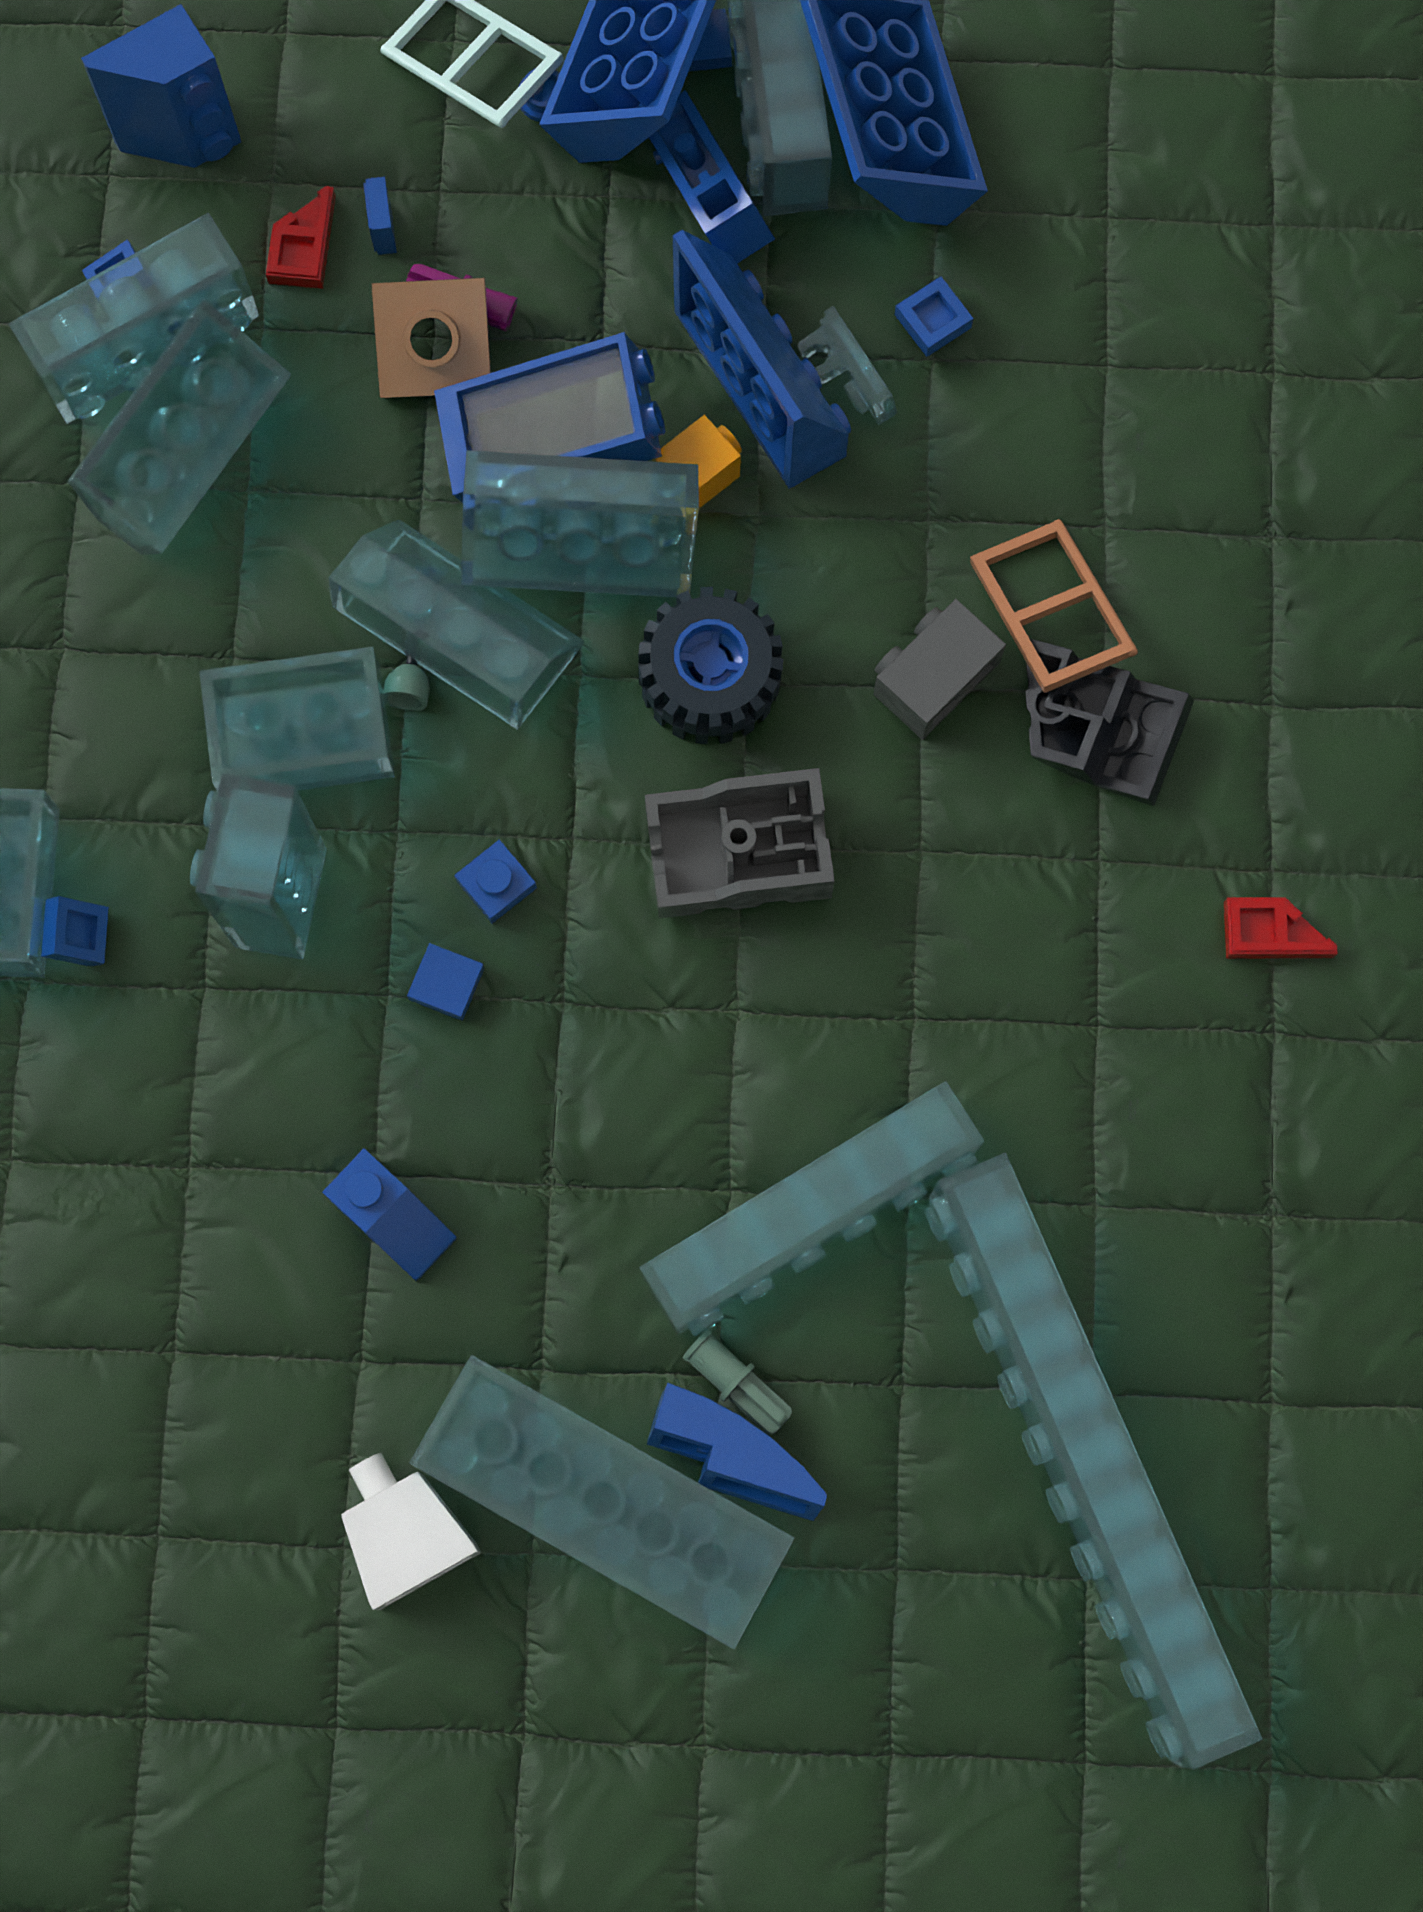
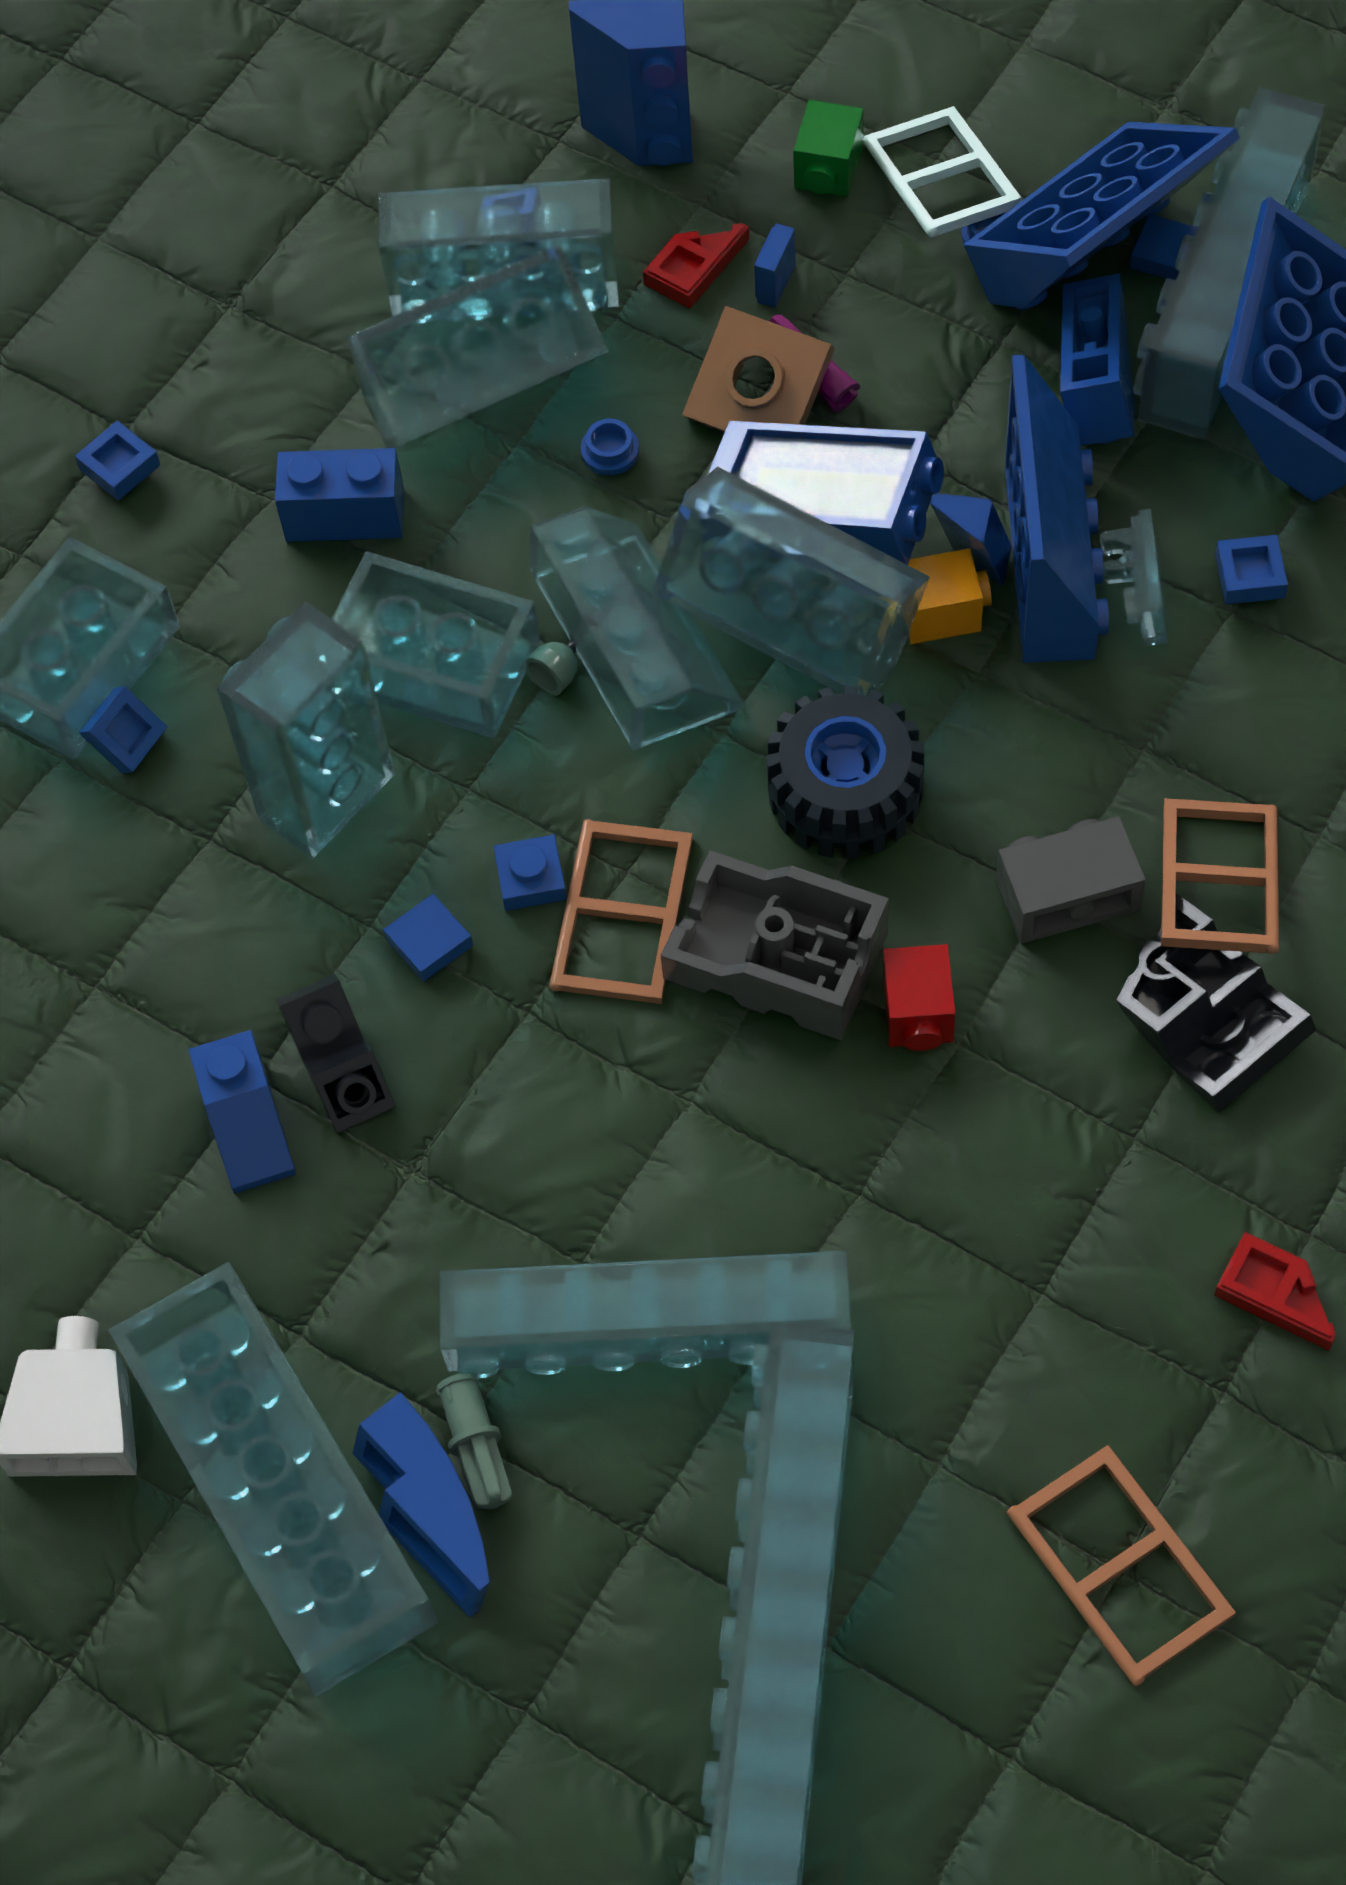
camera: 35 degrees right, 15 degrees down
(130, 620) = (340, 494): none -> blue brick
(335, 459) = (609, 447): none -> blue plate
(361, 77) = (828, 148): none -> green brick
(433, 1123) = (335, 1053): none -> black slope
(628, 861) = (620, 910): none -> nougat window
(700, 396) = (975, 525): none -> blue slope
(876, 832) = (918, 996): none -> red brick
(1289, 1172) = (1161, 1535): none -> nougat window

